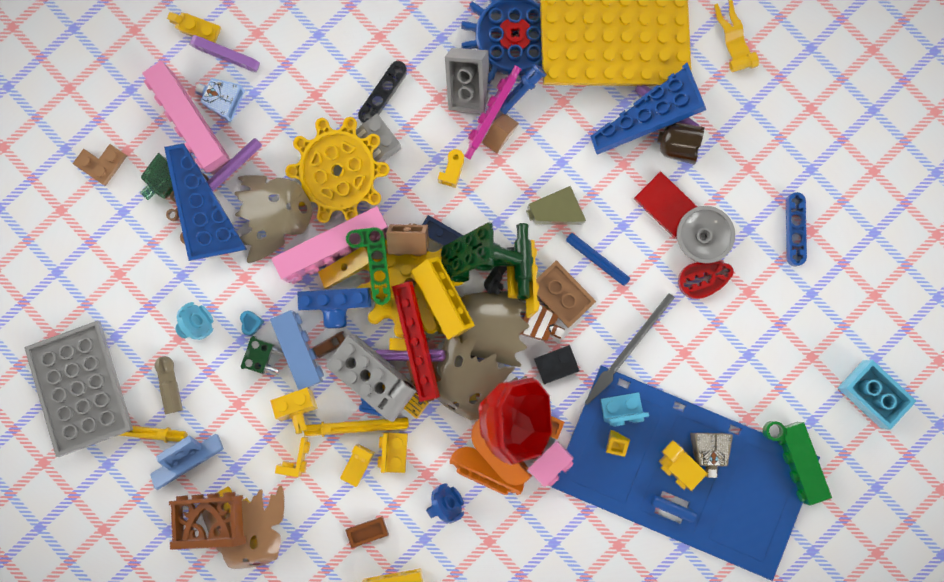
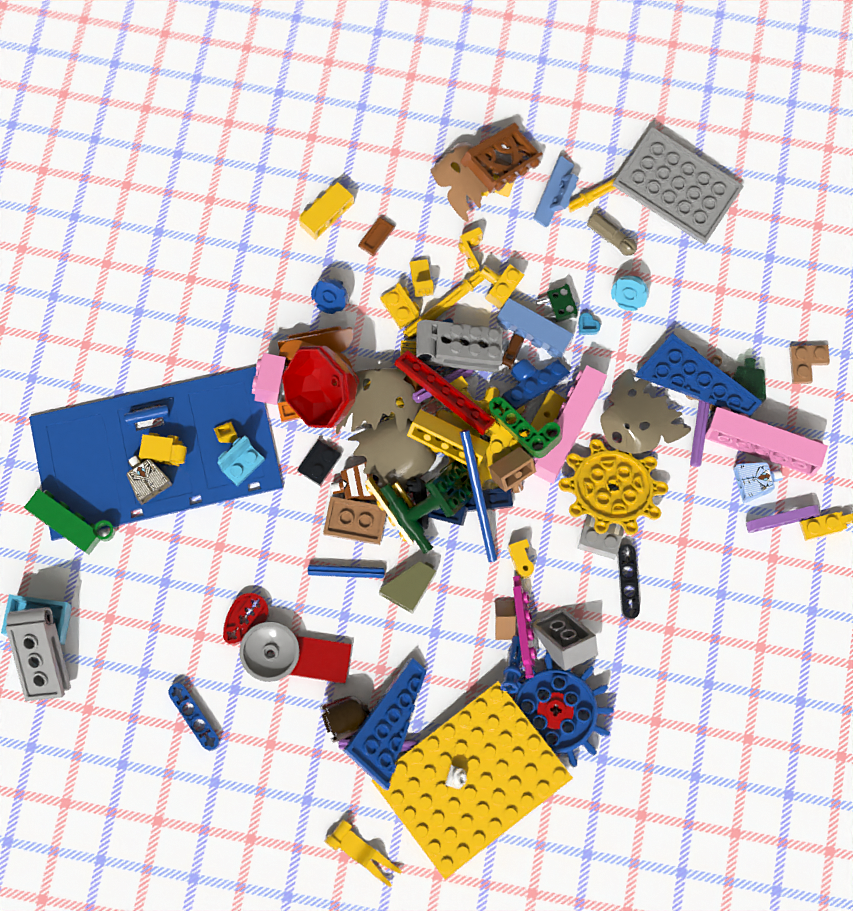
camera: 140 degrees right, 10 degrees down
(451, 236) = (478, 495): none -> blue piece
(607, 376) = (271, 480): dark grey piece -> none
(629, 34) = (456, 777): none -> white plate
(899, 360) = (37, 654): none -> light grey hinge

